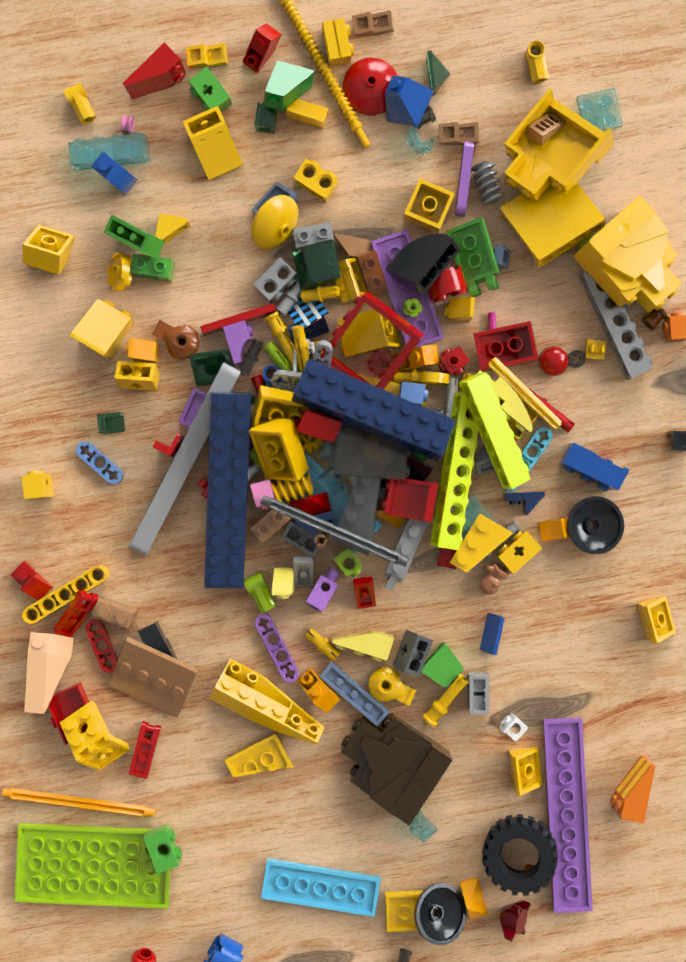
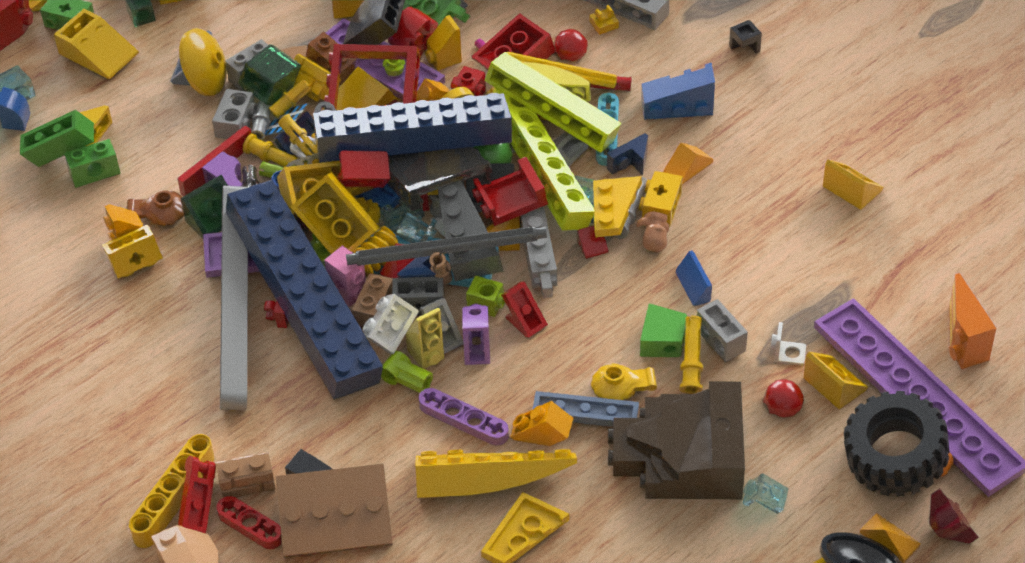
camera: 30 degrees left, 40 degrees down
(31, 581) = (117, 503): red slope -> none
(37, 485) = (74, 396): yellow brick -> none
(92, 449) = (127, 347): medium blue beam -> none
(103, 328) = (67, 236): yellow slope -> none
(111, 423) = (125, 310): clear green panel -> none
(118, 272) = (57, 178): yellow plate -> none
(169, 450) = (207, 289): red panel -> none
(266, 557) = (390, 322): none -> white bracket
(312, 184) = (227, 26): yellow brick -> none
(322, 644) = (512, 385): yellow pin -> none
(371, 643) = (565, 354): light yellow slope -> none
(412, 653) = (620, 332): dark grey brick -> none
(482, 762) = (783, 398): none -> red hair
(582, 357) = (594, 30): clear smoke bush -> none
(607, 524) = (720, 134): black dish -> none

